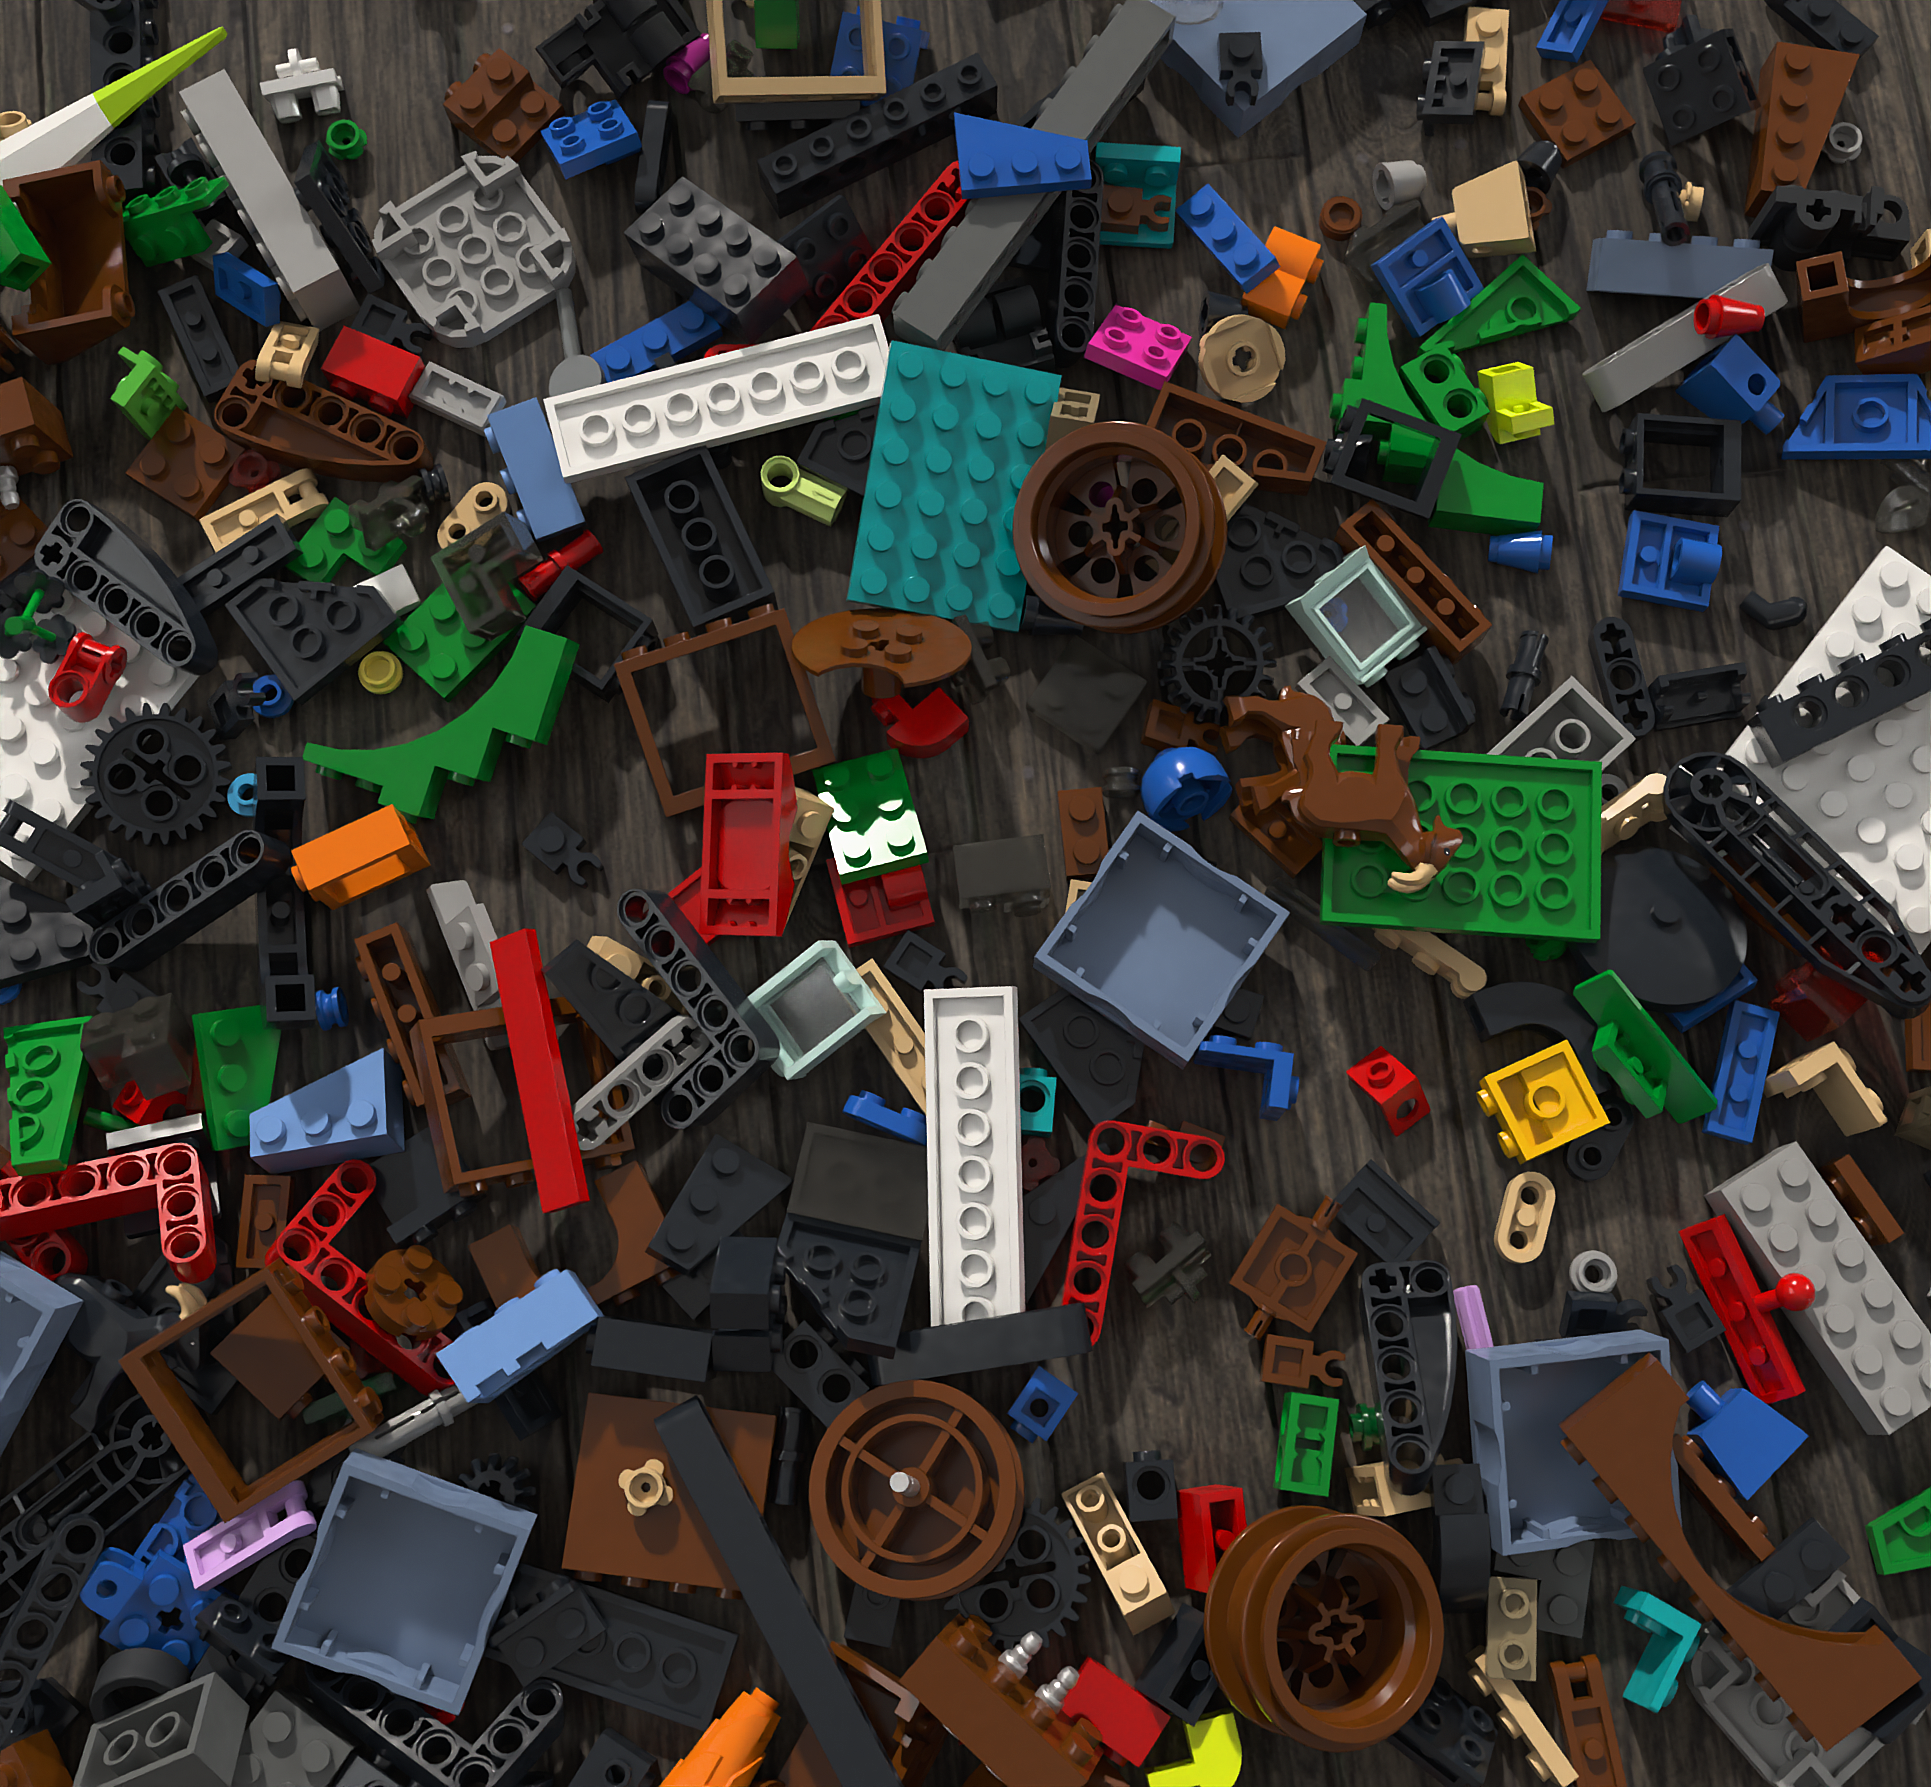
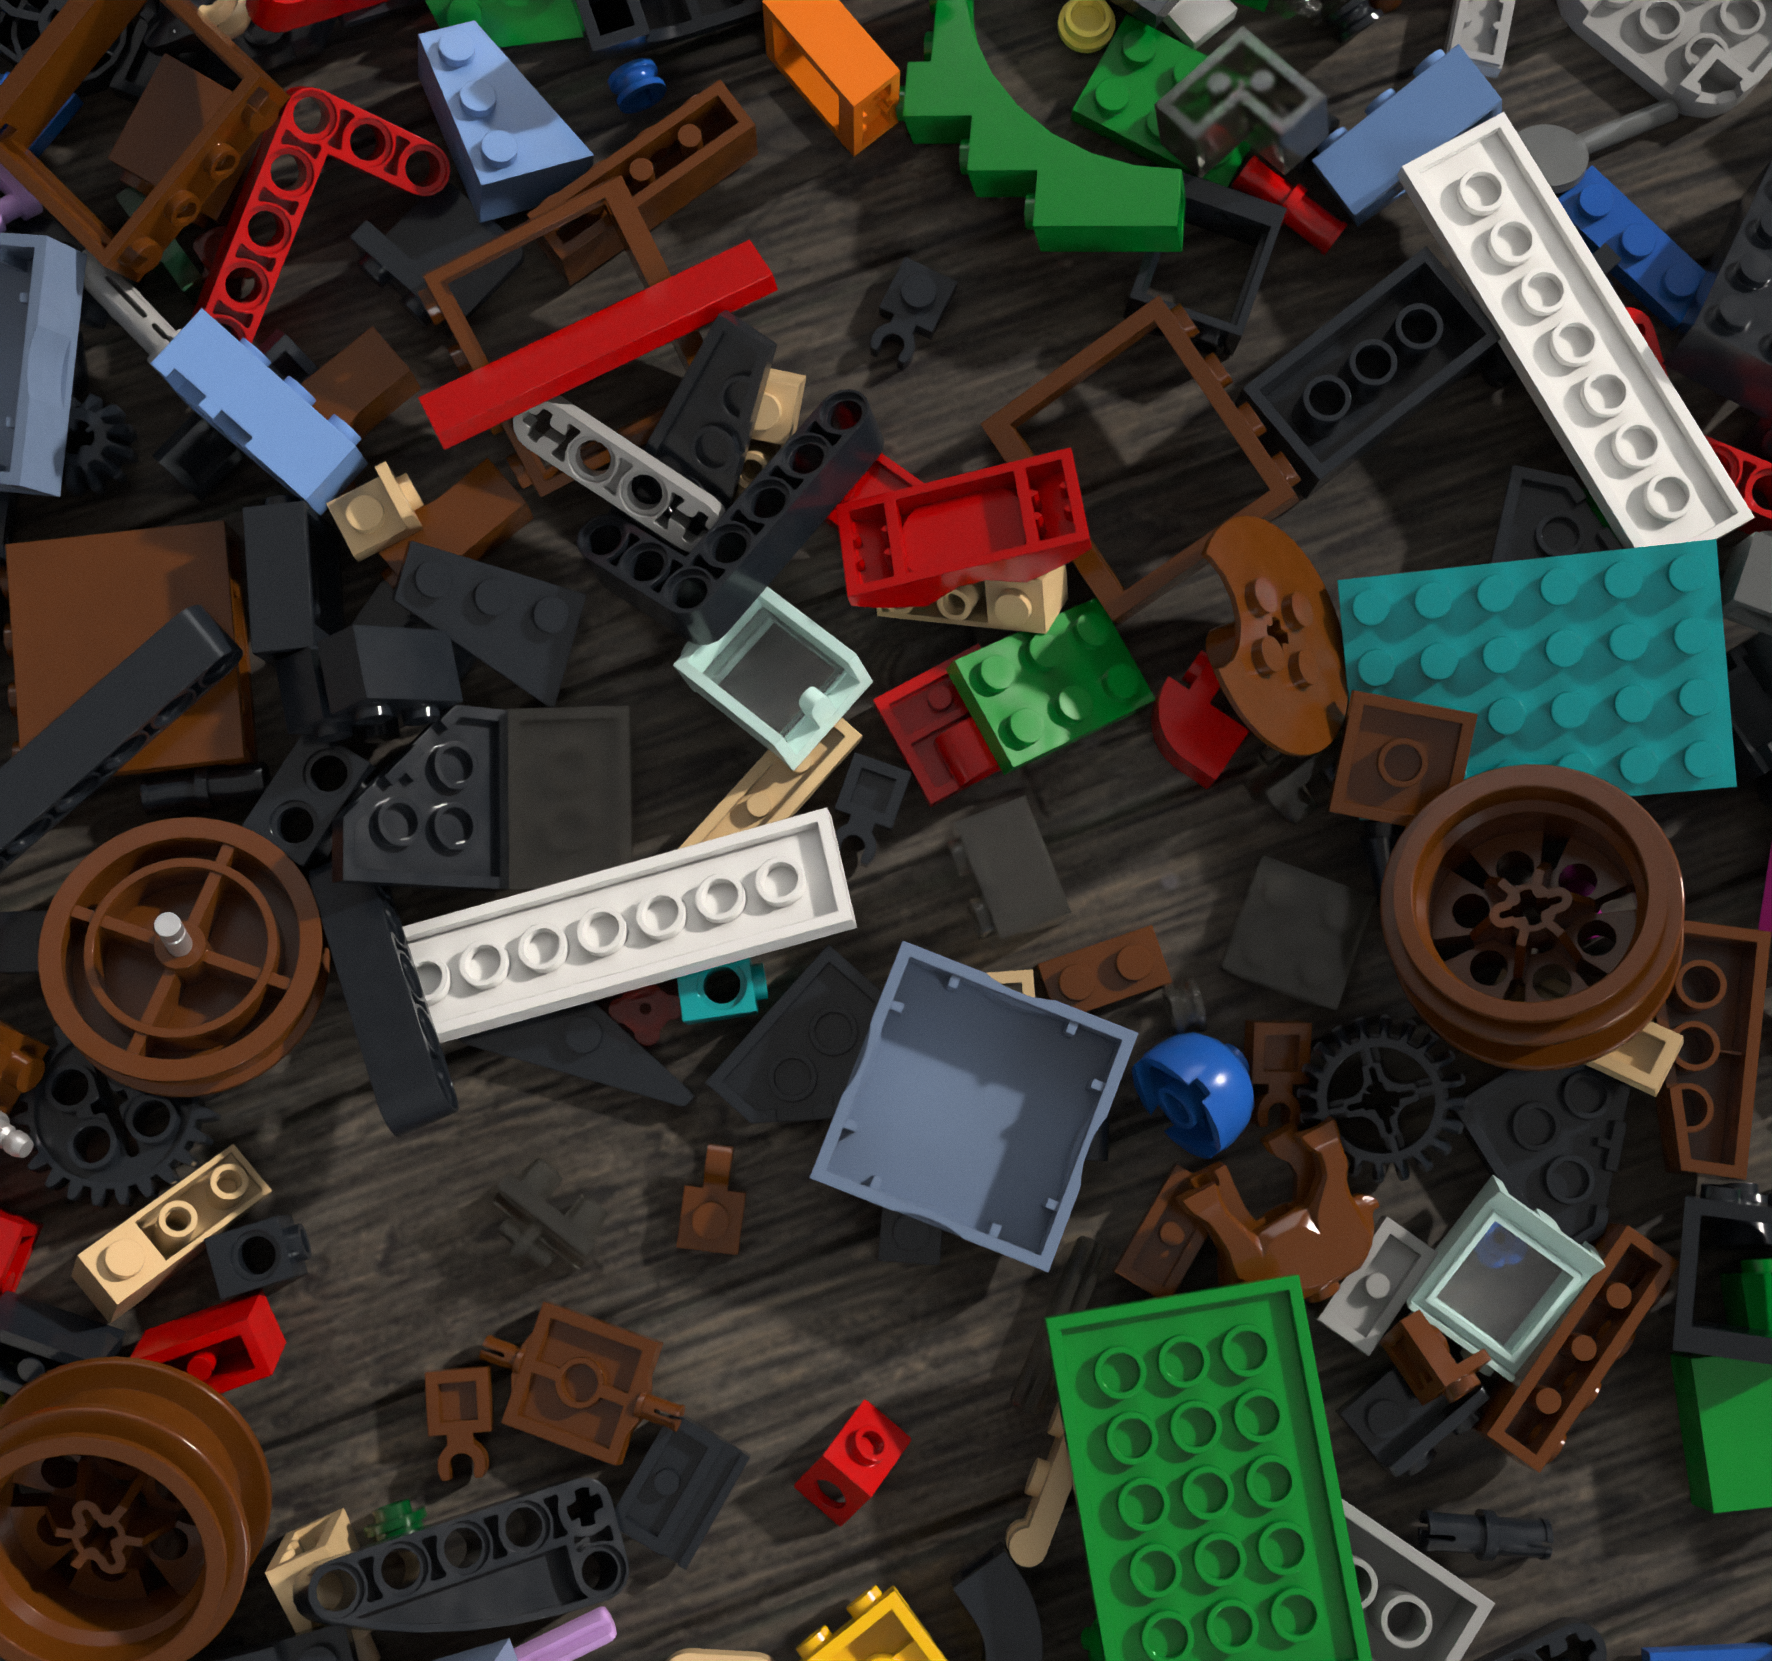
camera: 70 degrees right, 5 degrees up
(264, 1215) = (369, 78): reddish brown plate -> none
(423, 1274) = (262, 281): reddish brown plate -> none
(469, 938) = (767, 219): light grey bracket -> none
(470, 515) = (1328, 73): tan plate -> none
(616, 1270) = (377, 513): none -> tan bracket
(632, 1484) = (105, 606): tan plate -> none
(804, 493) = (1478, 490): yellowish green piece -> none
(871, 1111) = (662, 782): blue plate -> none
(985, 590) = (1398, 757): none -> reddish brown plate
(1058, 1398) = (306, 1092): blue brick -> none
(1071, 412) = (1686, 815): dark tan hinge -> none
(1109, 1210) = (597, 1116): red beam -> none
(1267, 1058) = (810, 1311): blue bracket -> none
(1306, 1444) = (351, 1448): green brick -> none
(1366, 805) = (1220, 1350): reddish brown animal -> none
(1402, 680) = (1426, 1361): none -> reddish brown bracket
(1522, 550) = (1668, 1495): blue cone -> none

